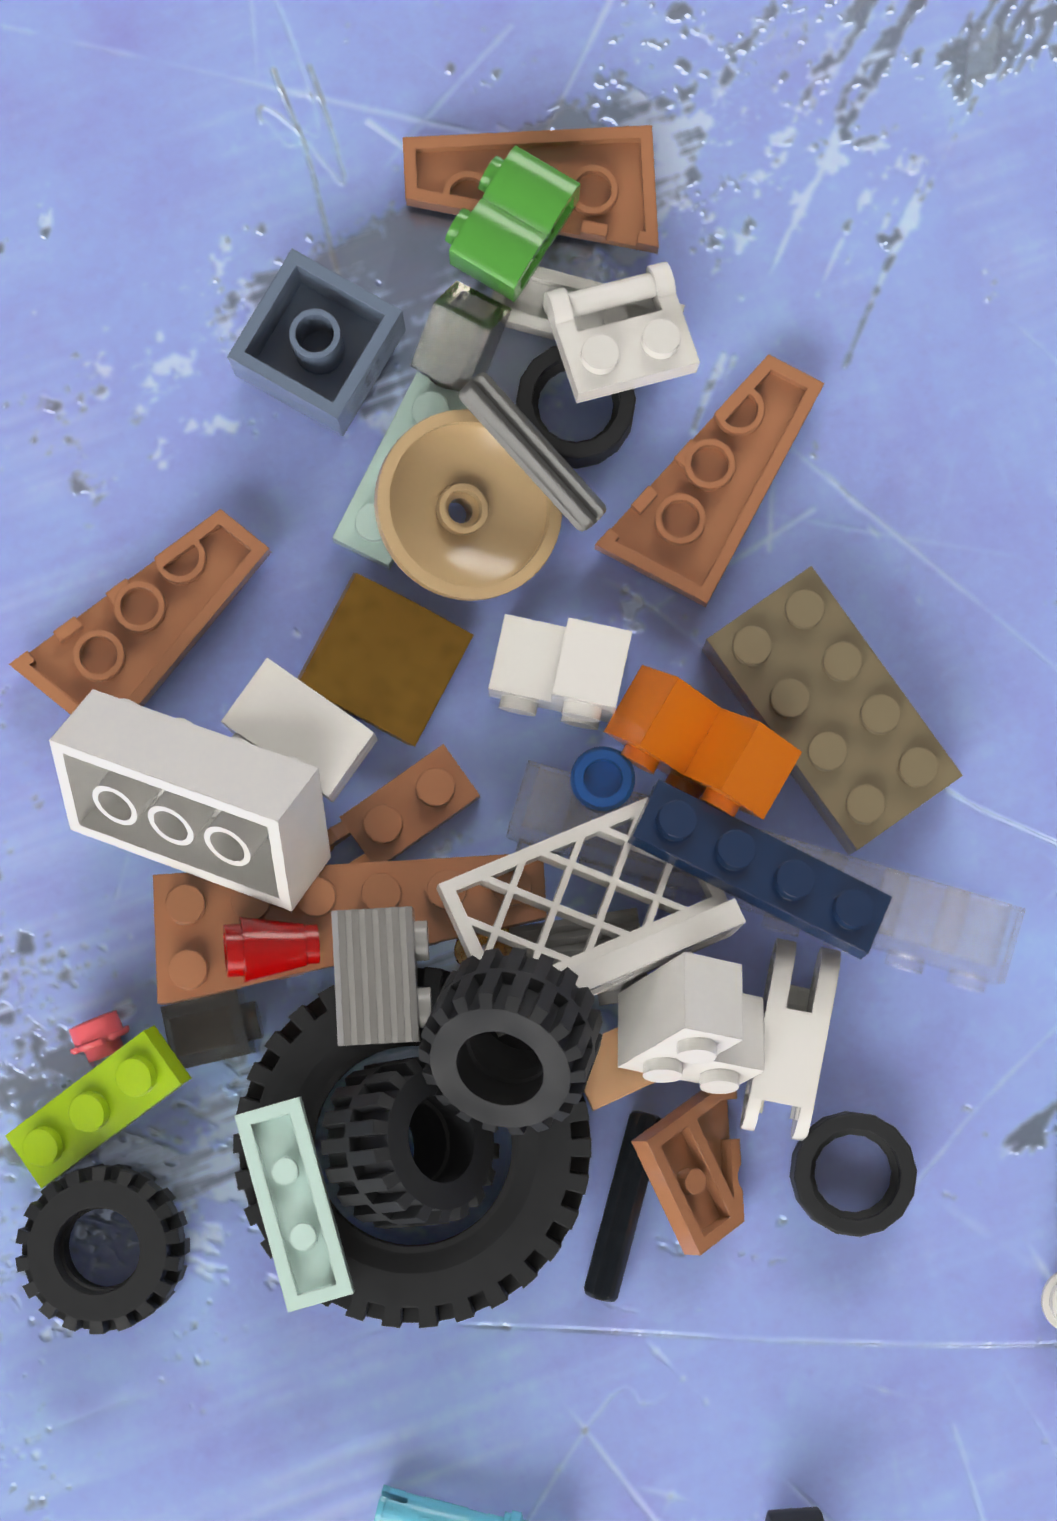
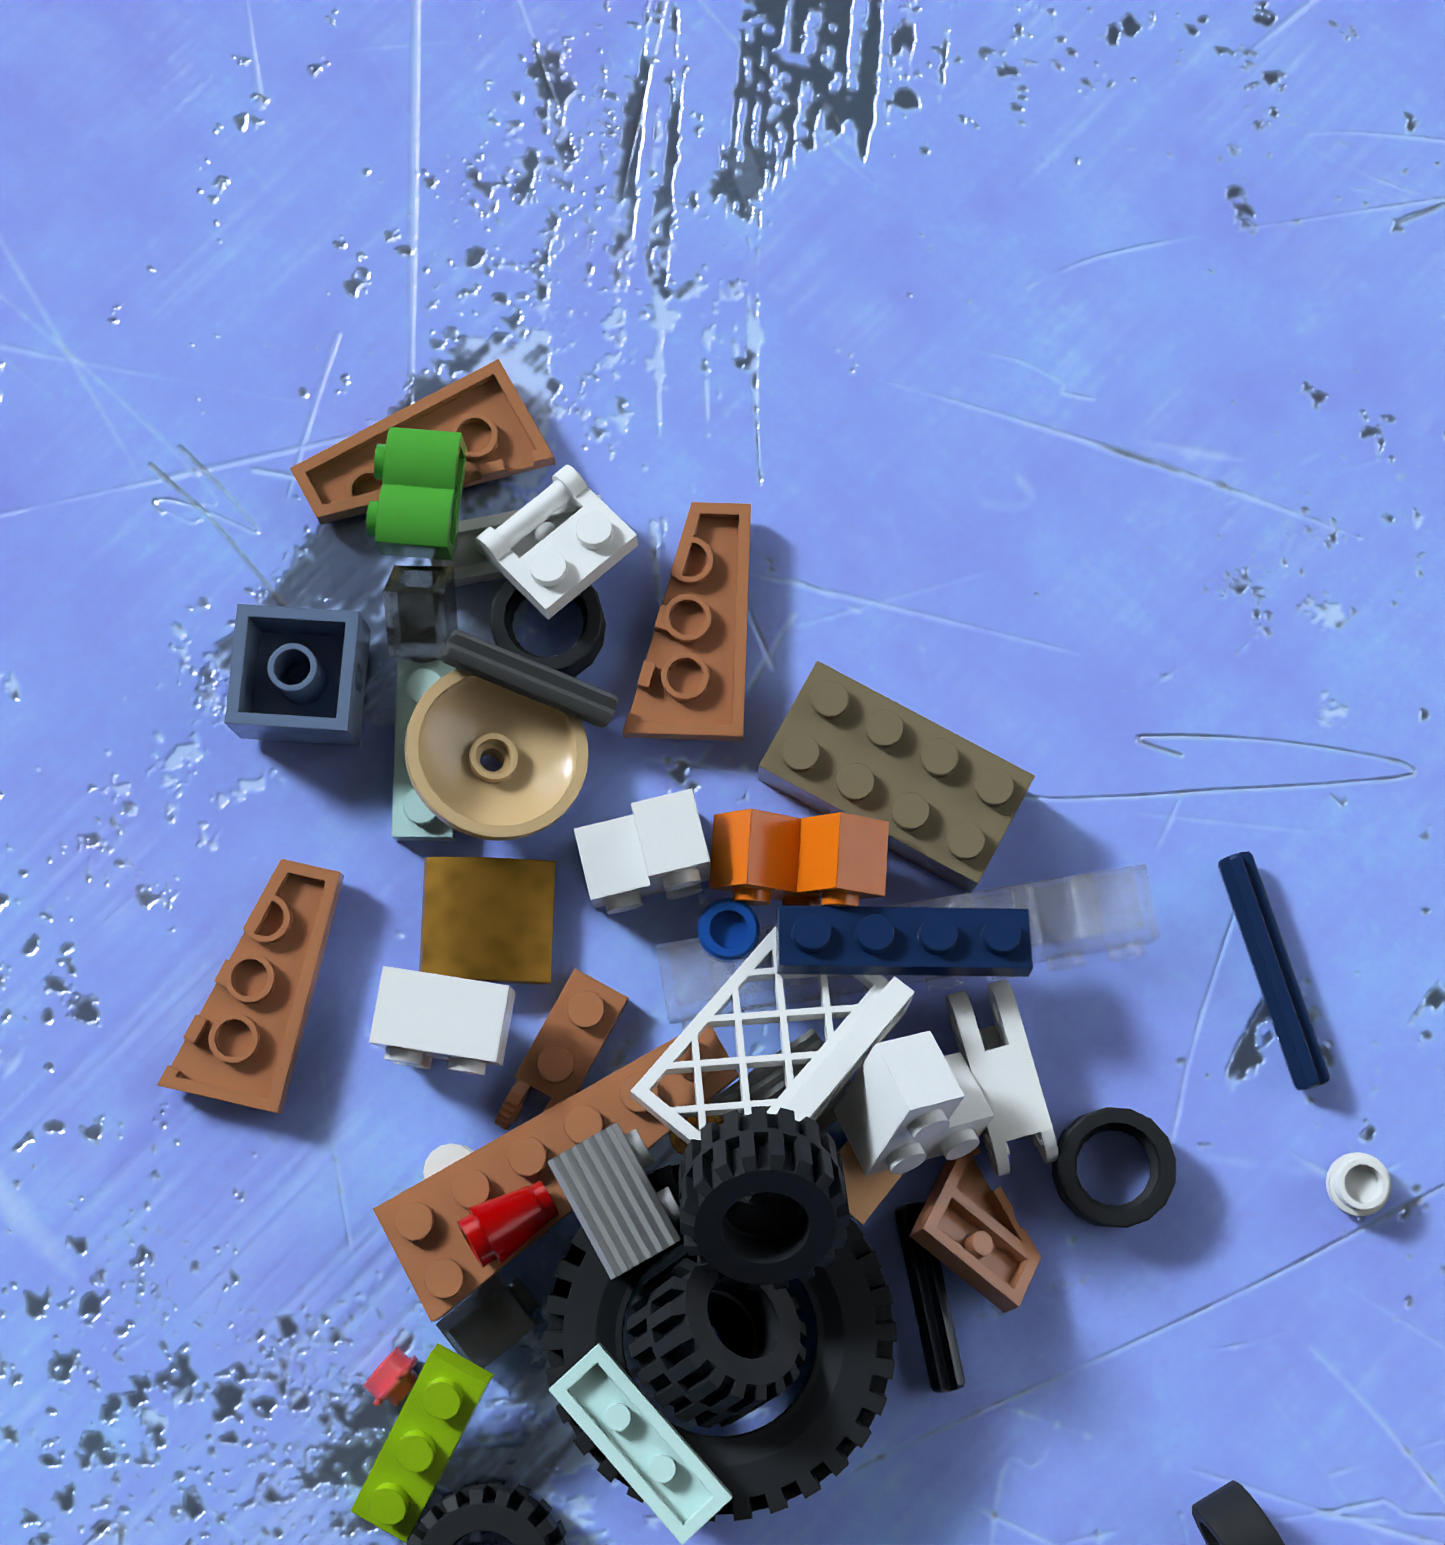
camera: 25 degrees left, 5 degrees down
(192, 798) = (375, 1123): white brick -> none

